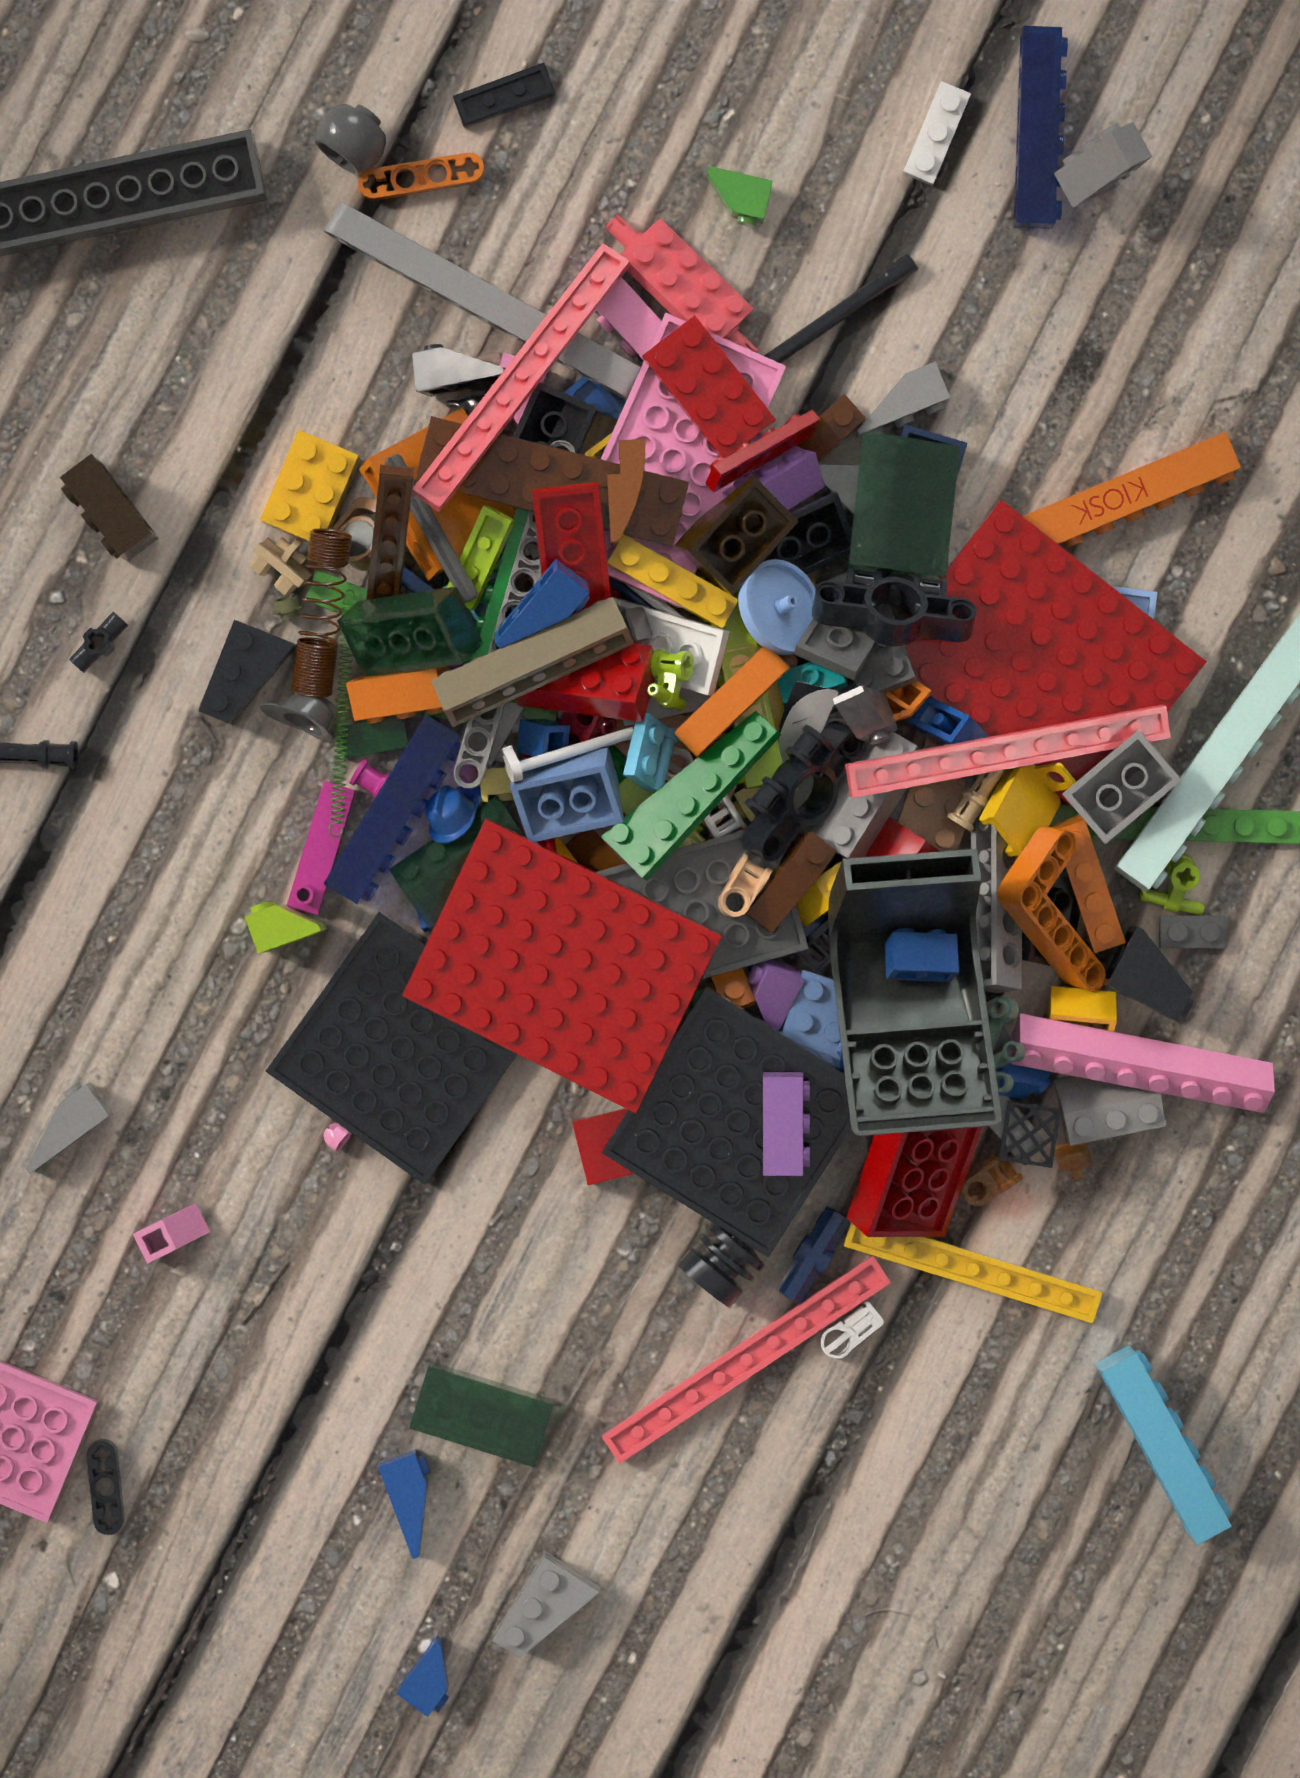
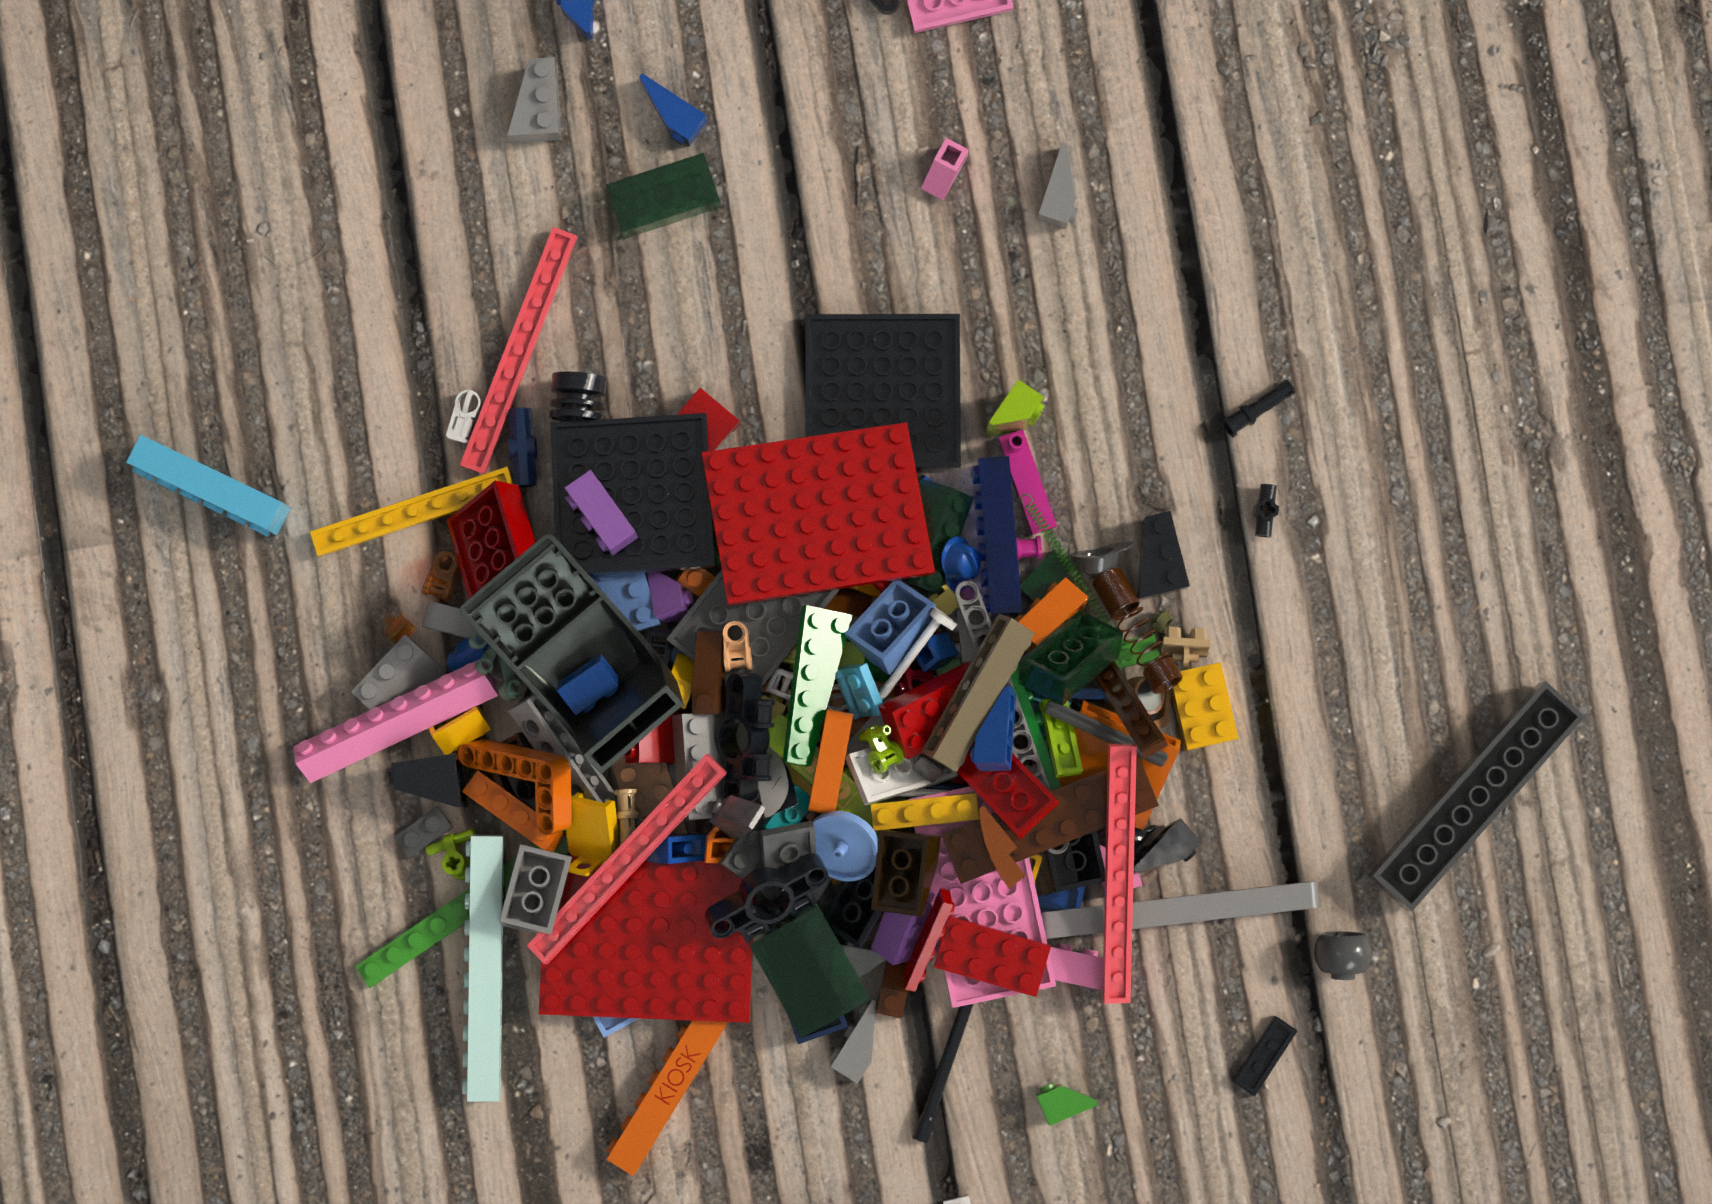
camera: 145 degrees right, 5 degrees down
(107, 508) = (1322, 599): dark brown brick -> none
(336, 1136) = (884, 305): bright pink hinge -> none
(420, 171) = (1281, 965): orange beam -> none
(682, 279) = (1059, 1017): coral plate -> none
(1034, 1108) = (427, 604): black window -> none

